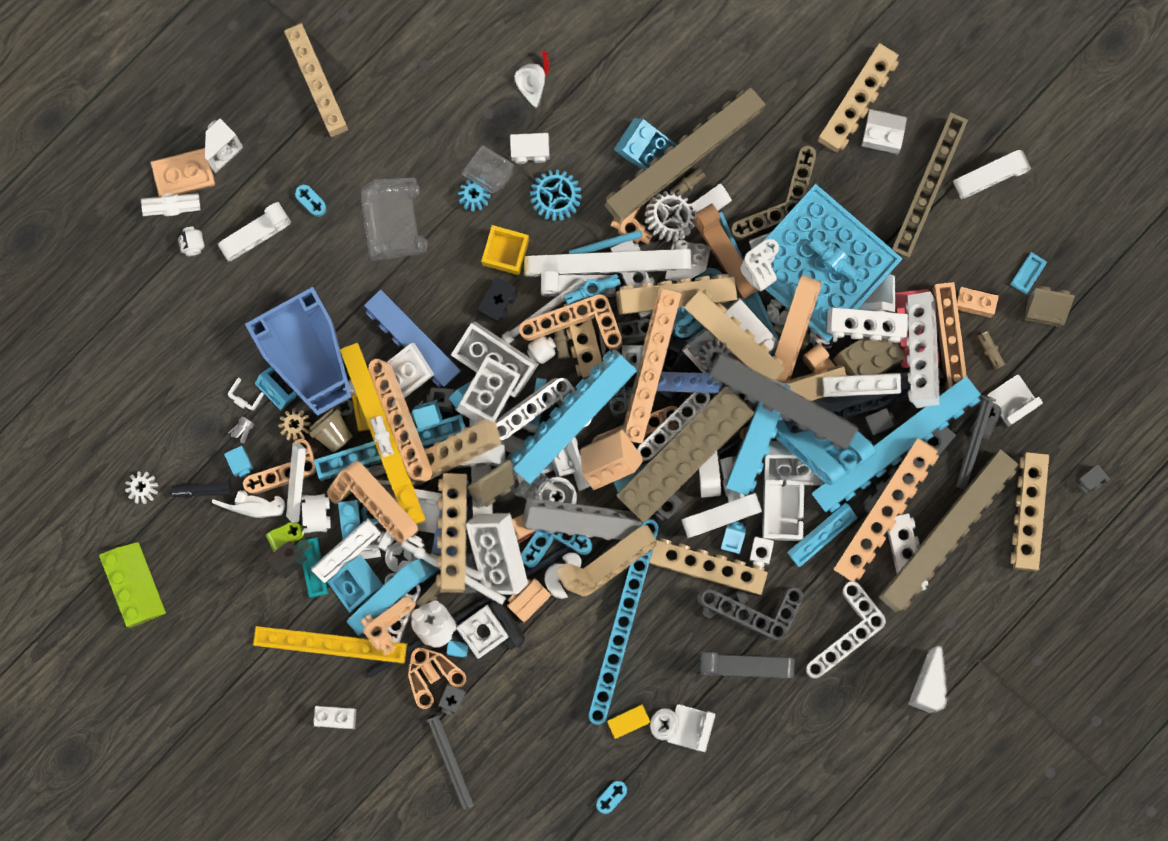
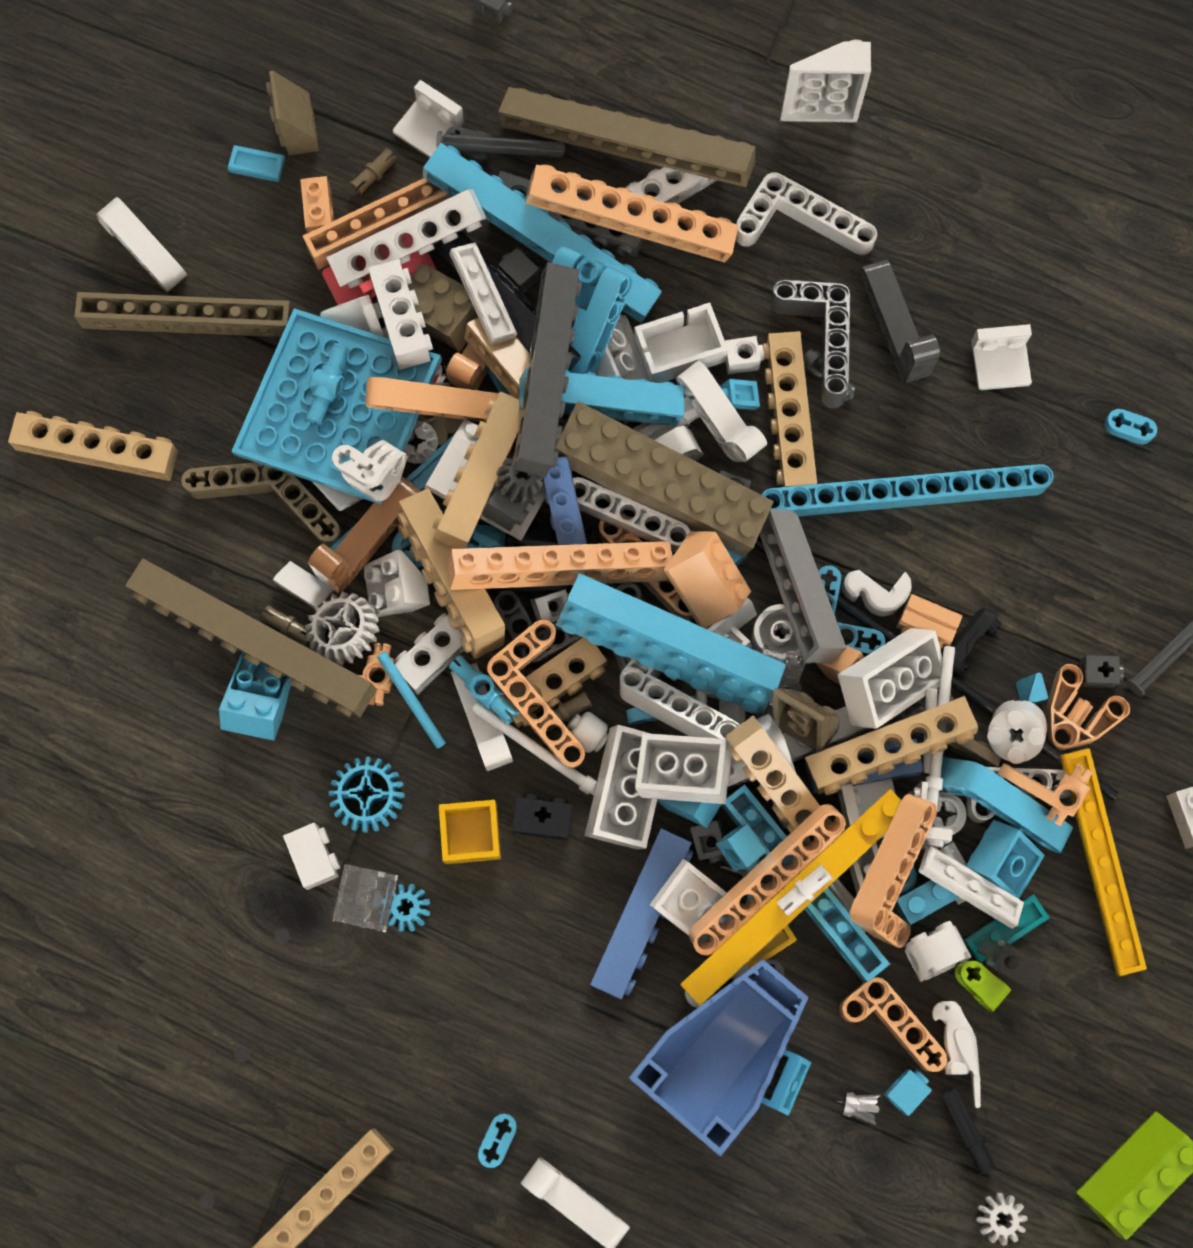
camera: 115 degrees left, 5 degrees down
(239, 401) = (822, 1124): white piece -> none
(295, 482) = (908, 994): white tile -> none
(298, 418) = (815, 1034): tan gear -> none
(331, 430) = (816, 975): dark tan piece -> none
(391, 218) = (483, 1011): clear windscreen -> none
(477, 644) = (1012, 665): white piece -> none
(531, 79) = (213, 890): white piece -> none
(608, 262) = (438, 684): white beam -> none
(609, 564) = (840, 531): tan beam -> none
(628, 721) = (1026, 440): yellow tile -> none
(657, 725) = (1014, 404): white gear -> none
(822, 535) = (686, 287): medium azure plate -> none
(884, 131) = (129, 397): white slope -> none
(1039, 463) = (570, 47): tan brick -> none

